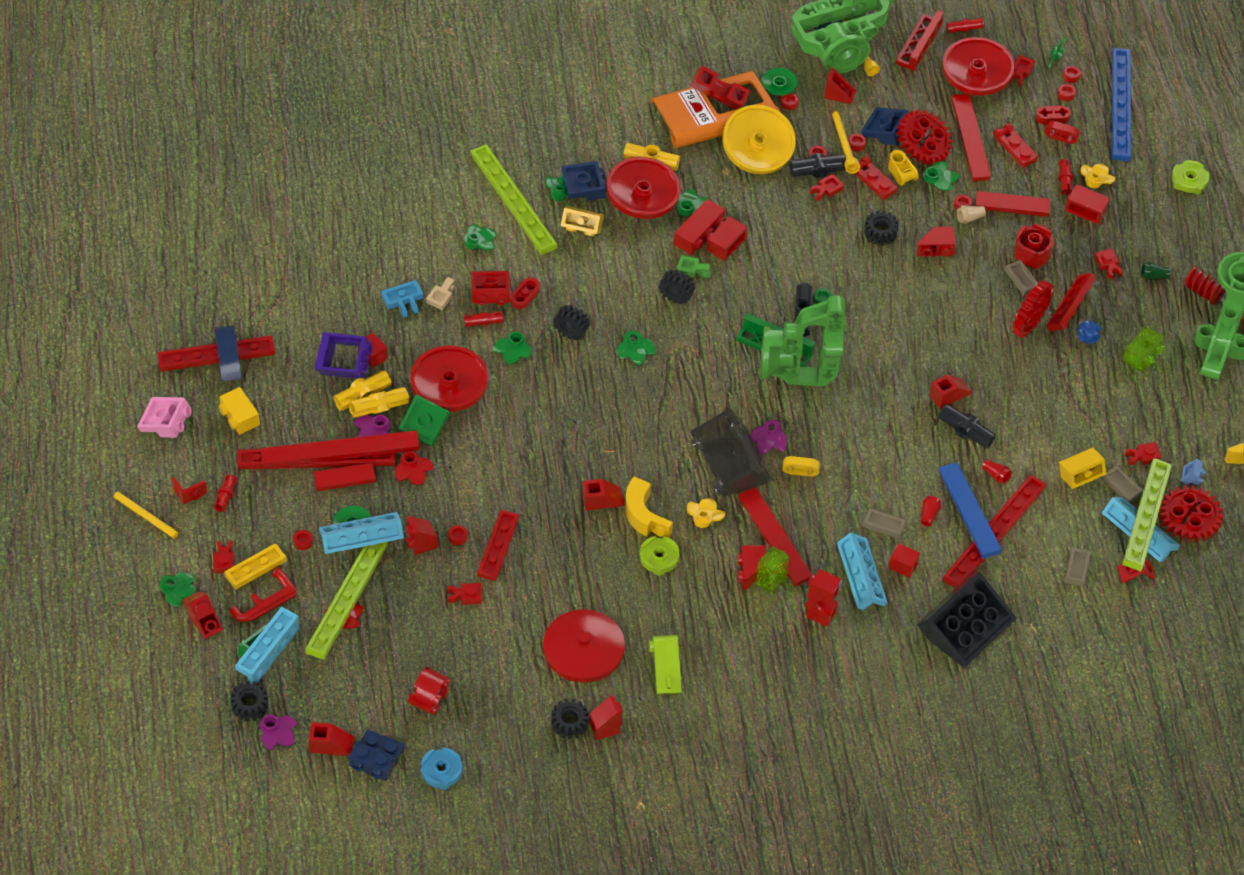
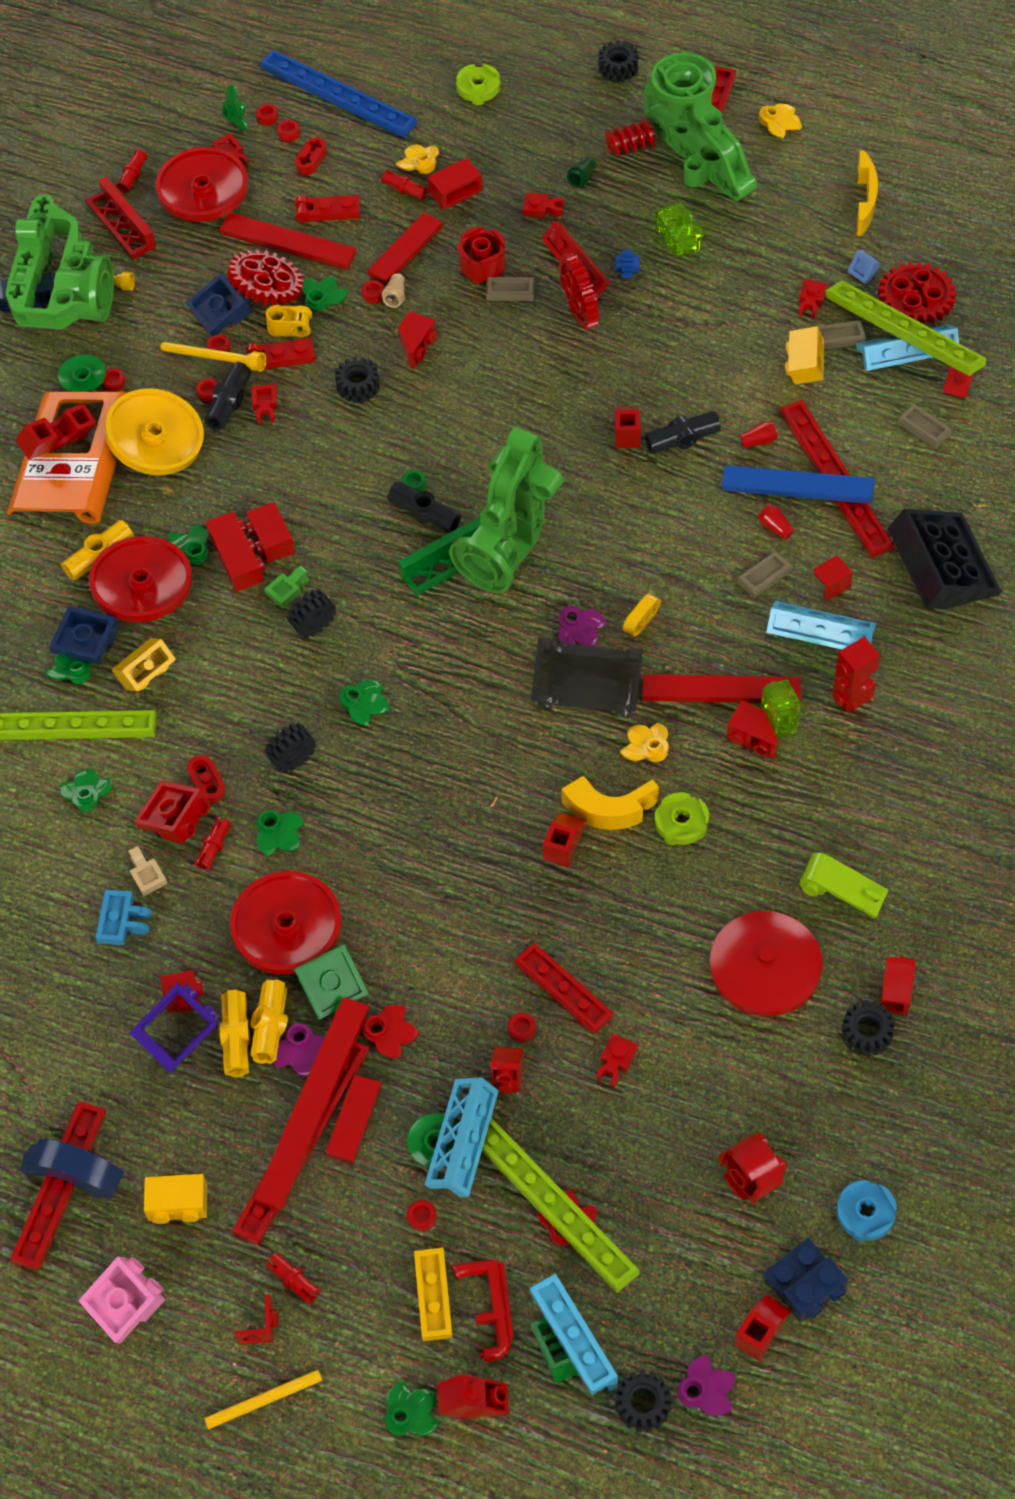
camera: 55 degrees left, 5 degrees up
(223, 558) = (396, 1331): red plate -> none
(838, 88) = (132, 325): red slope -> none
(1062, 132) = (342, 158): red beam -> none

